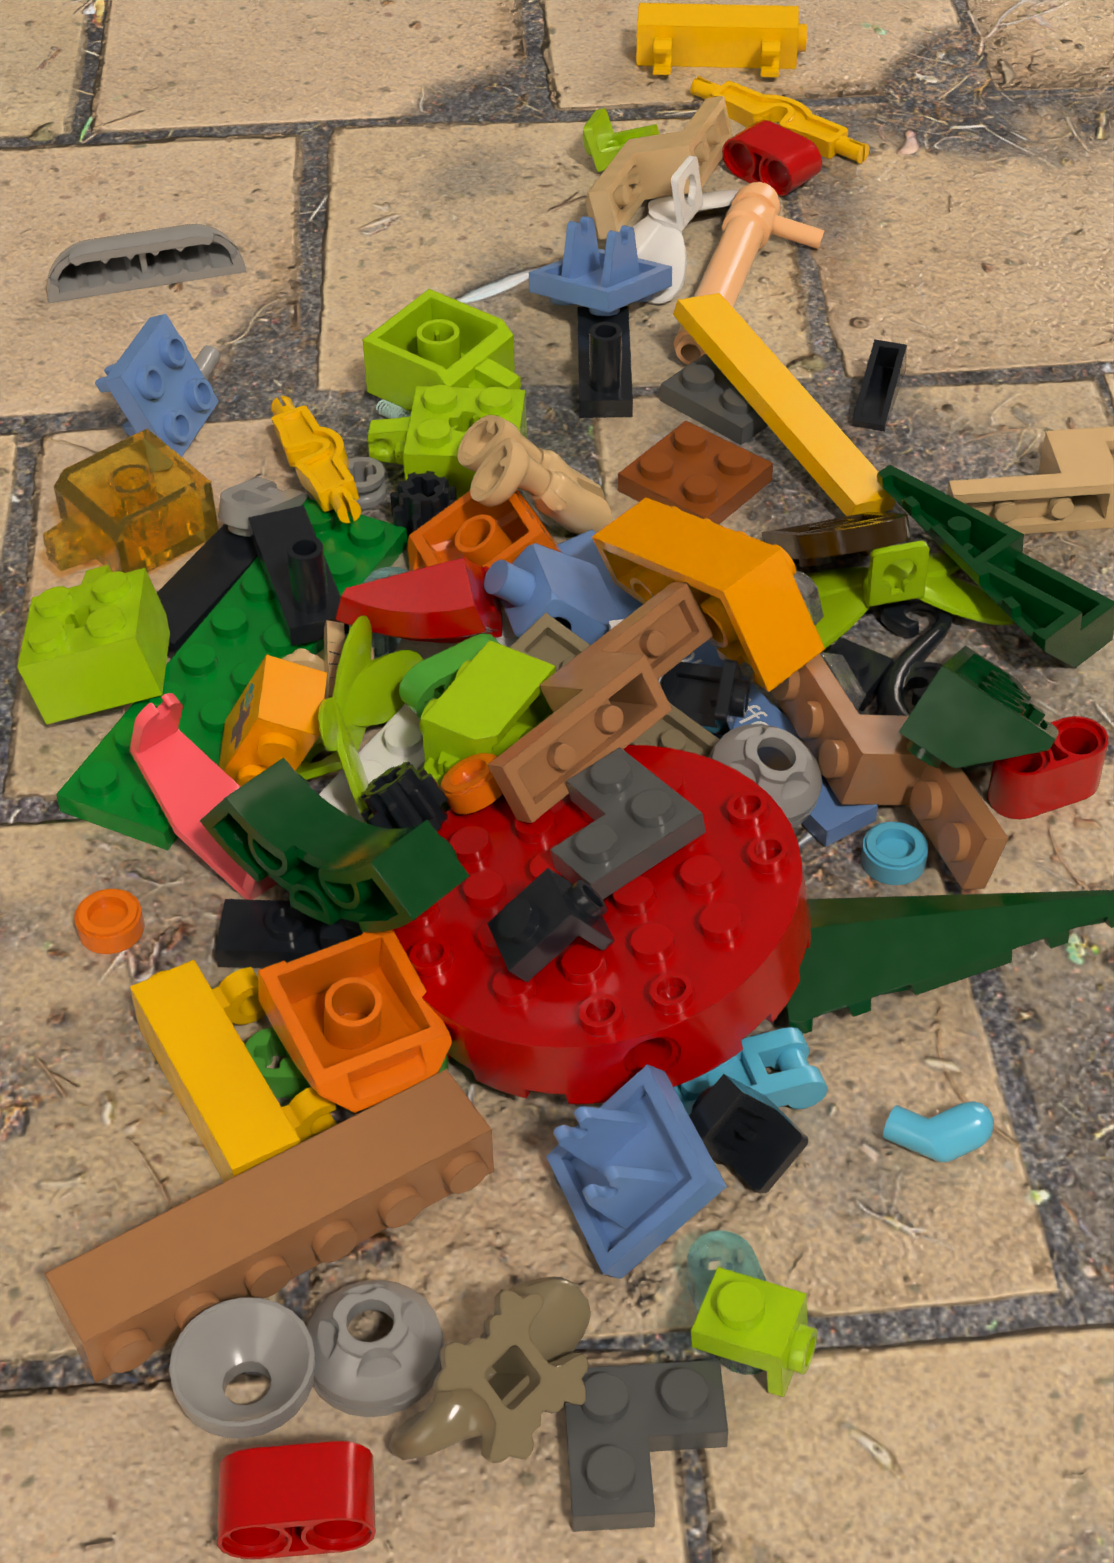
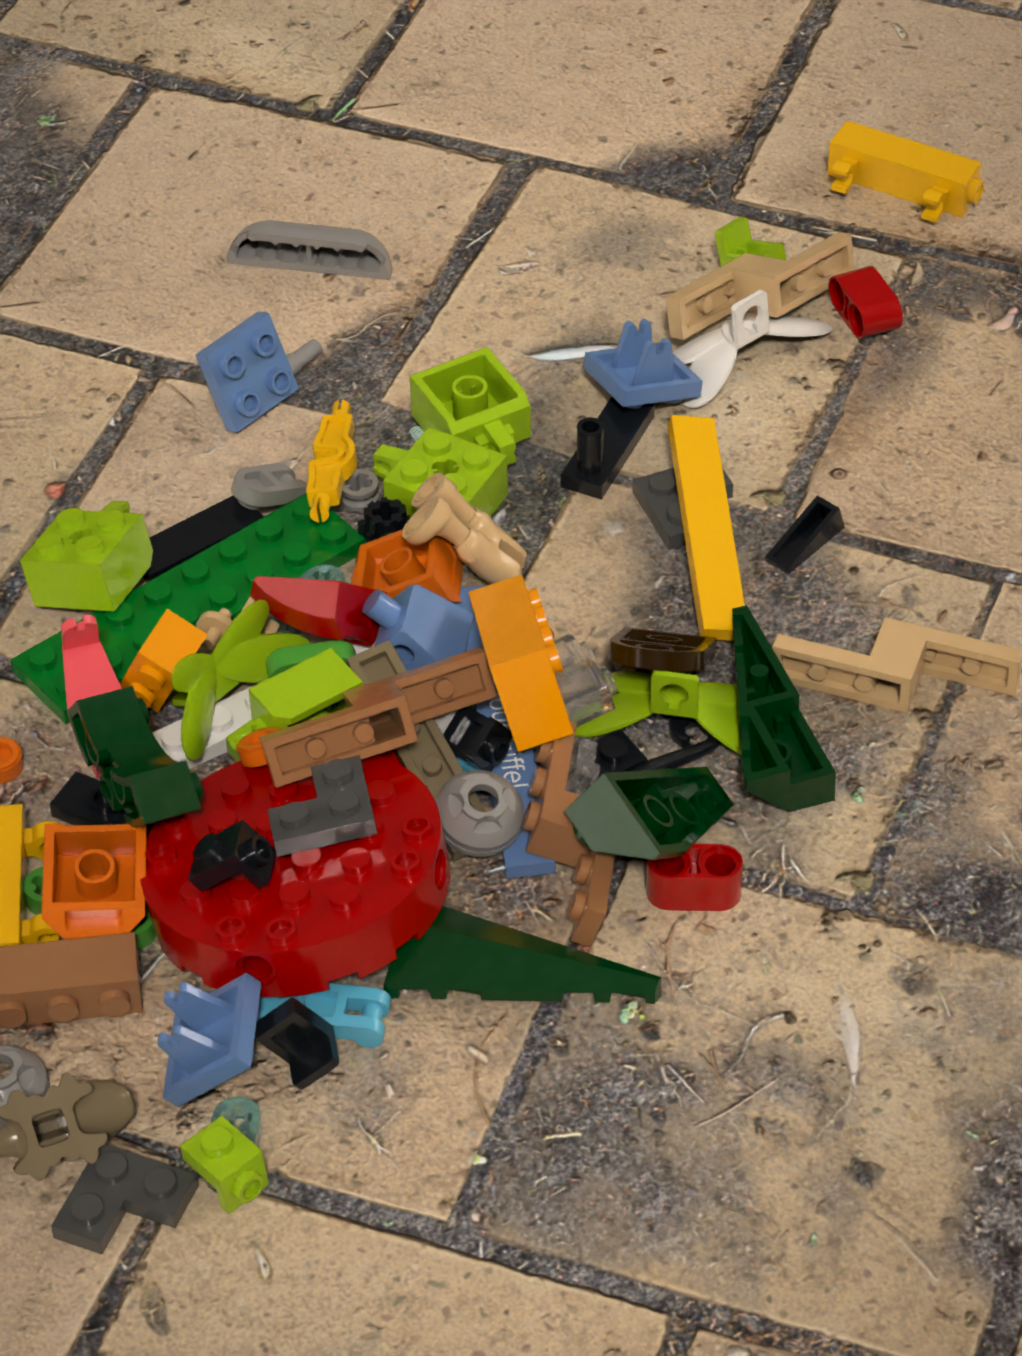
camera: 25 degrees right, 0 degrees up
(130, 507) = (172, 460): clear yellow hinge -> none
(296, 572) = (257, 545): black piece -> none
(404, 799) = (208, 746): black gear -> none
(696, 473) = (609, 566): dark orange plate -> none
(745, 232) = (796, 363): light nougat cylinder -> none
(750, 106) = (916, 275): yellow piece -> none
(894, 853) = (547, 899): medium azure tile -> none
(943, 1135) = (440, 1096): medium azure arm -> none

